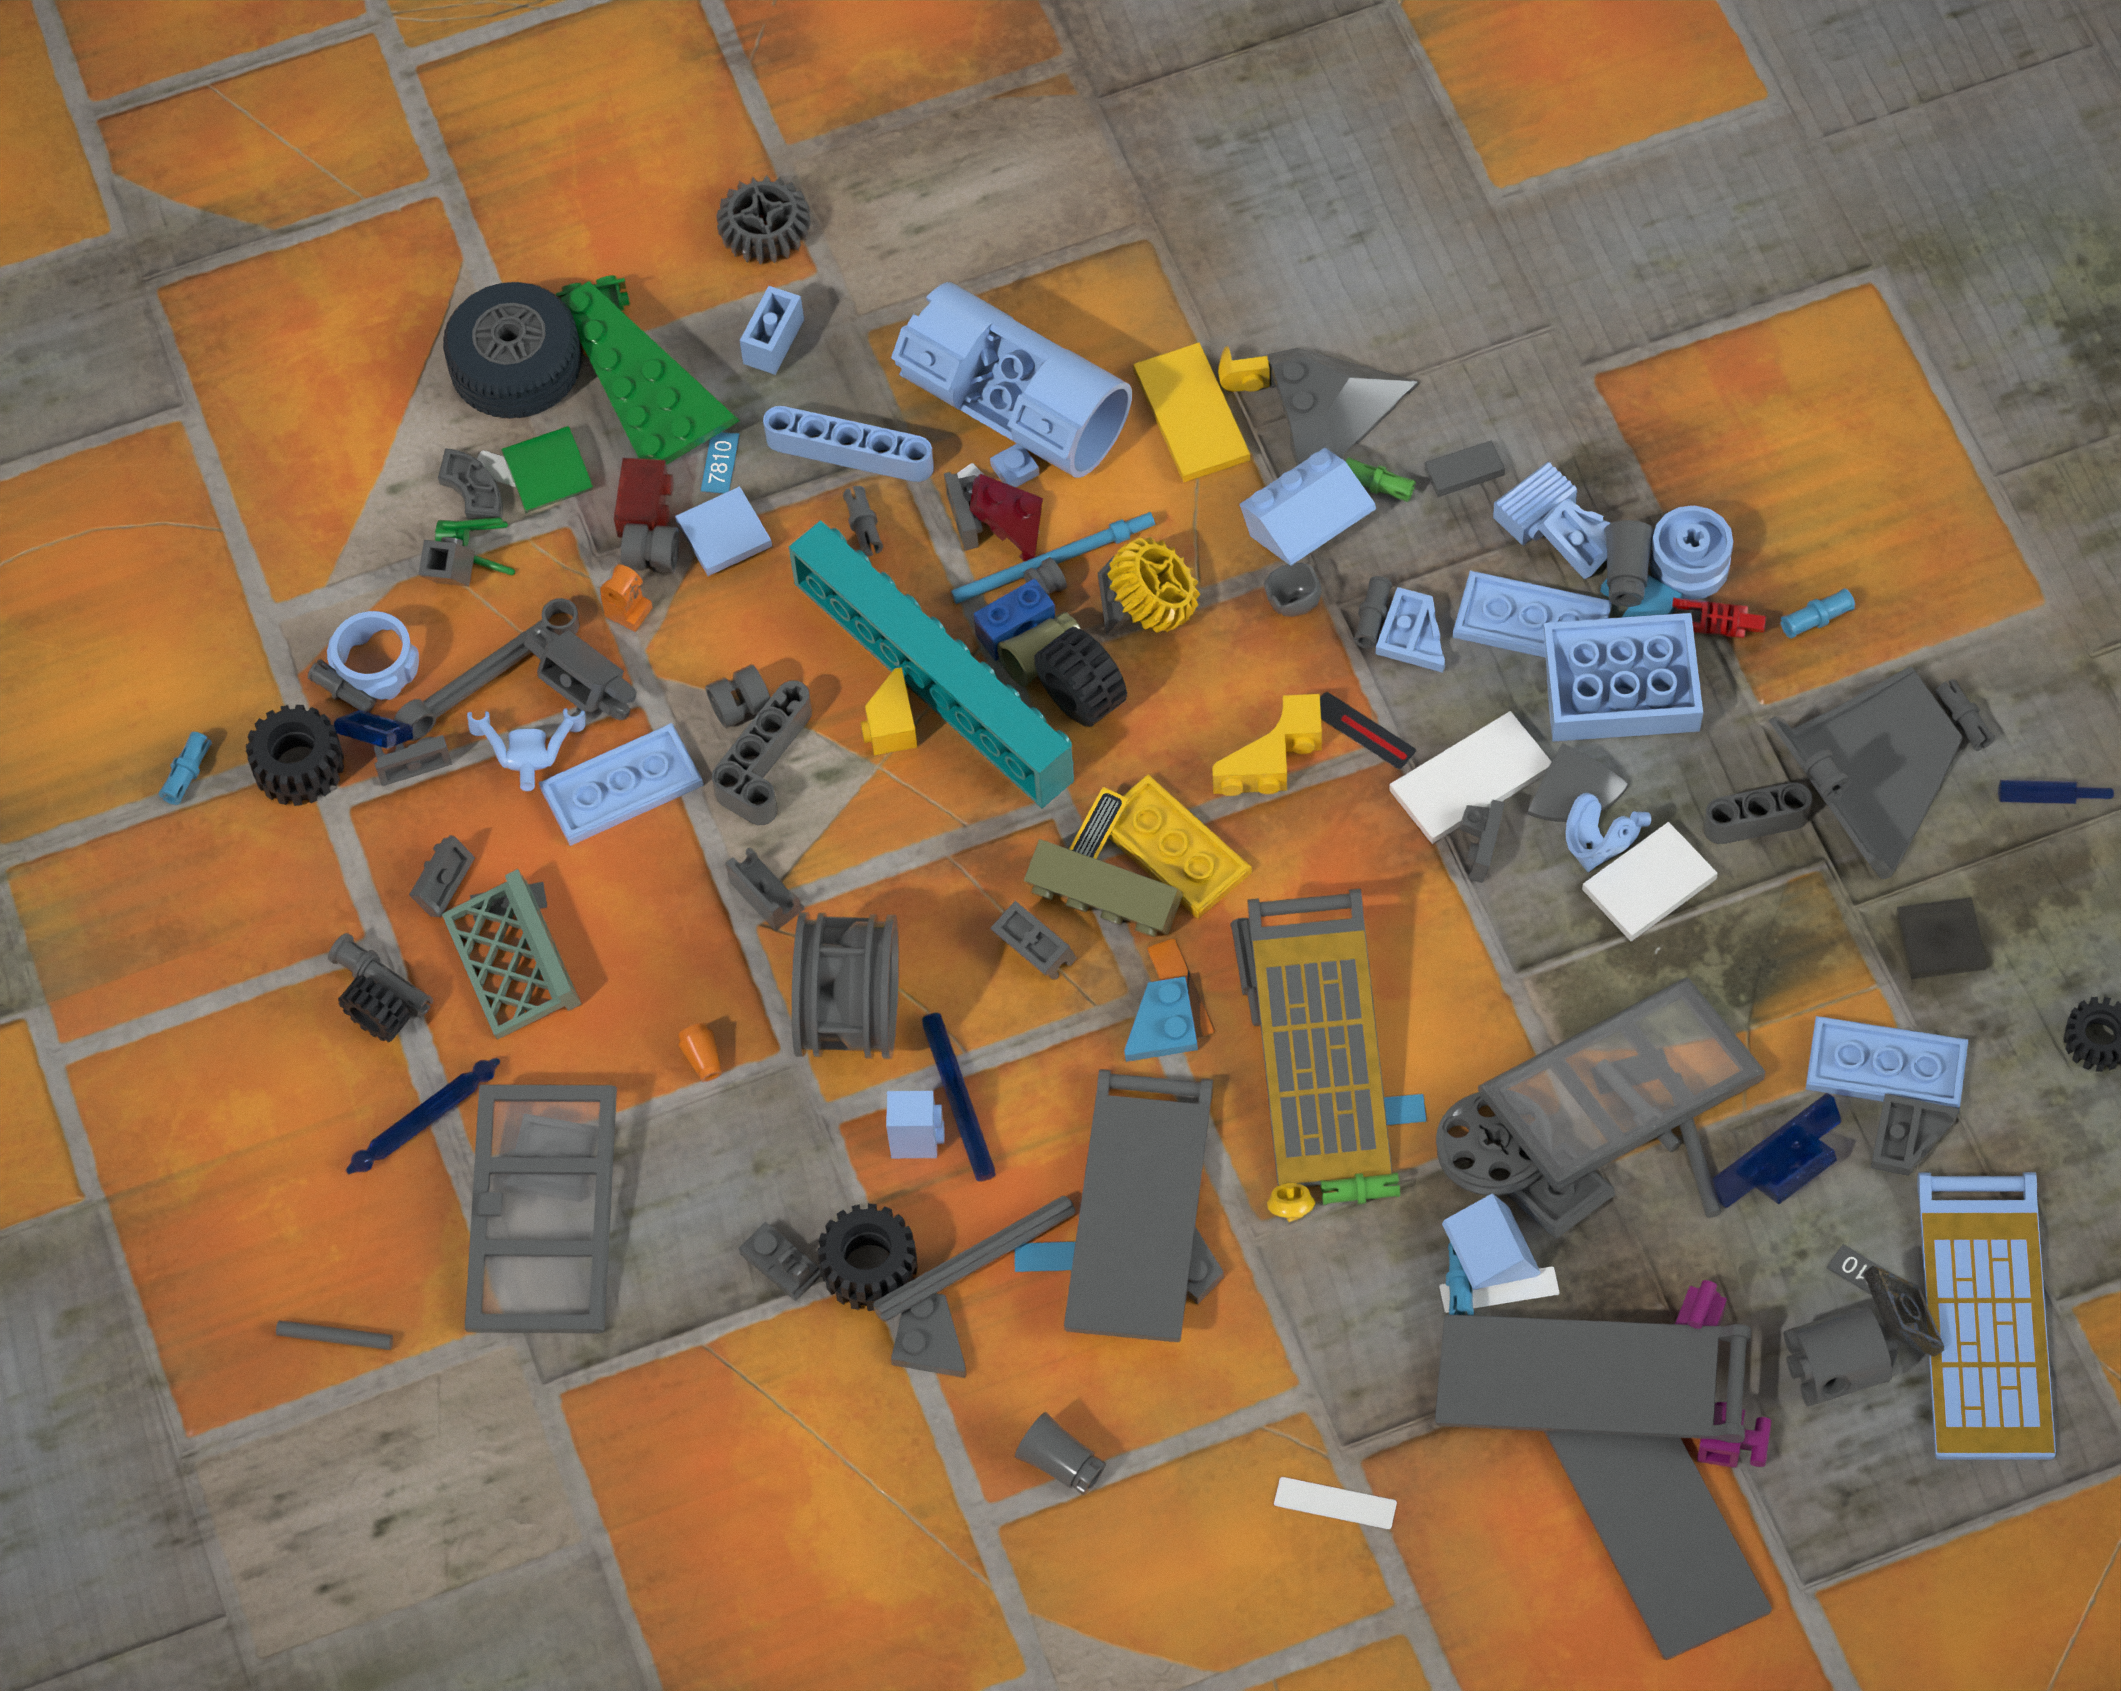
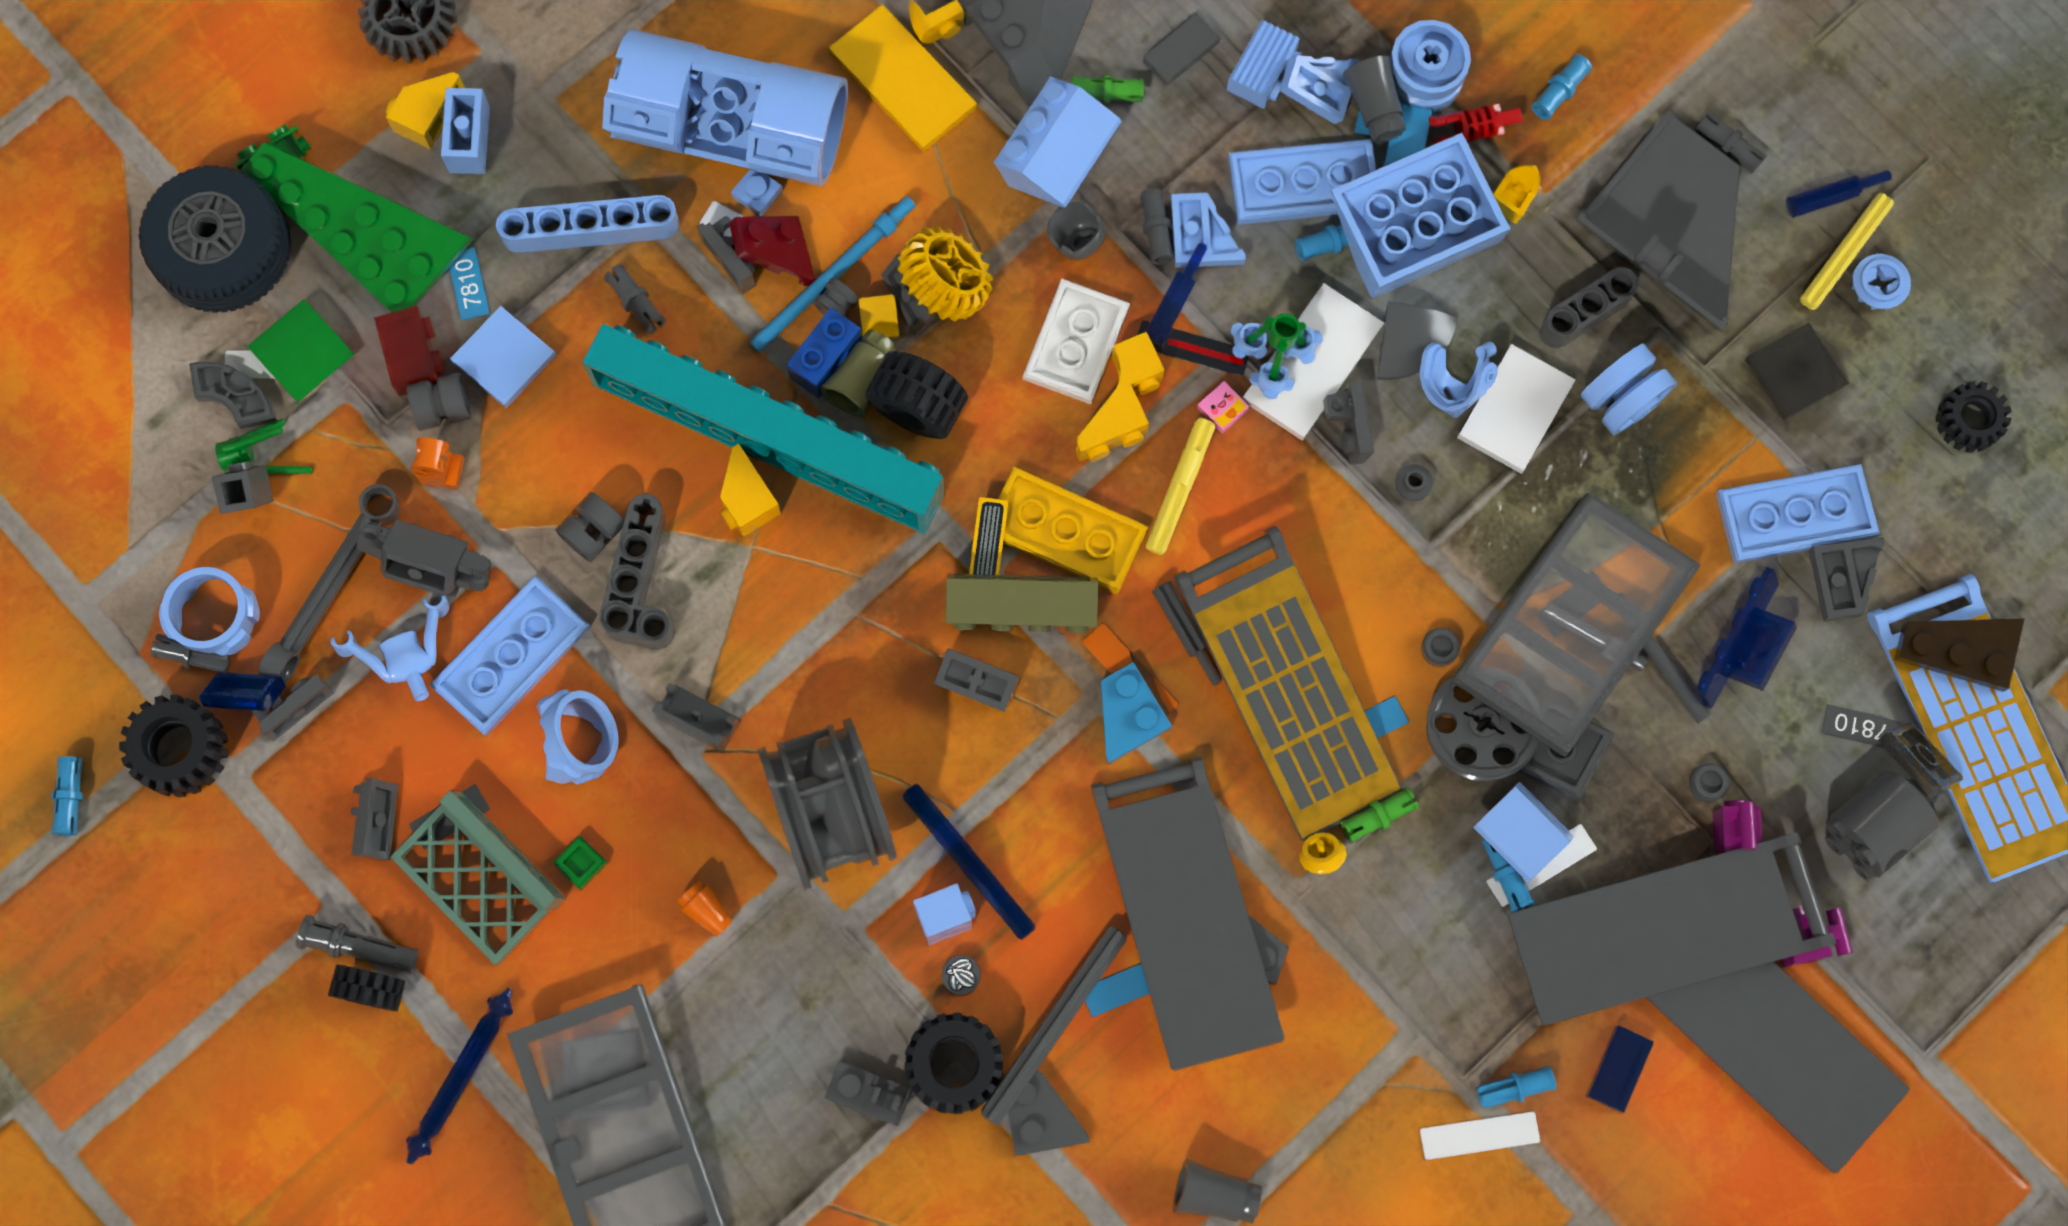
camera: 30 degrees left, 15 degrees up
(607, 977) = (580, 863): none -> green tile
(661, 840) = (560, 763): none -> light blue piece
(737, 298) = (420, 109): none -> yellow slope
(908, 1191) = (961, 975): none -> tile
(1081, 604) = (880, 315): none -> yellow slope
(1252, 686) = (1076, 341): none -> white tile
(1297, 842) = (1180, 486): none -> light yellow axle
(1360, 678) = (1174, 298): none -> clear blue axle
(1367, 788) = (1223, 407): none -> bright pink tile
(1385, 1469) = (1516, 1087): none -> dark azure axle
(1422, 738) = (1287, 337): none -> light blue plant
(1483, 1064) = (1440, 647): none -> dark grey tile
(1494, 1491) = (1619, 1069): none -> clear blue tile
(1518, 921) = (1409, 492): none -> dark grey plate
(1523, 675) = (1330, 240): none -> dark azure pin
(1692, 1269) = (1709, 782): none -> dark grey tile
(1730, 690) = (1517, 191): none -> yellow plate
(1759, 891) = (1632, 393): none -> light blue wheel
(1995, 1234) = (1963, 649): none -> dark brown wing
(2039, 847) = (1846, 251): none -> light yellow axle
(2075, 878) = (1888, 270): none -> light blue gear

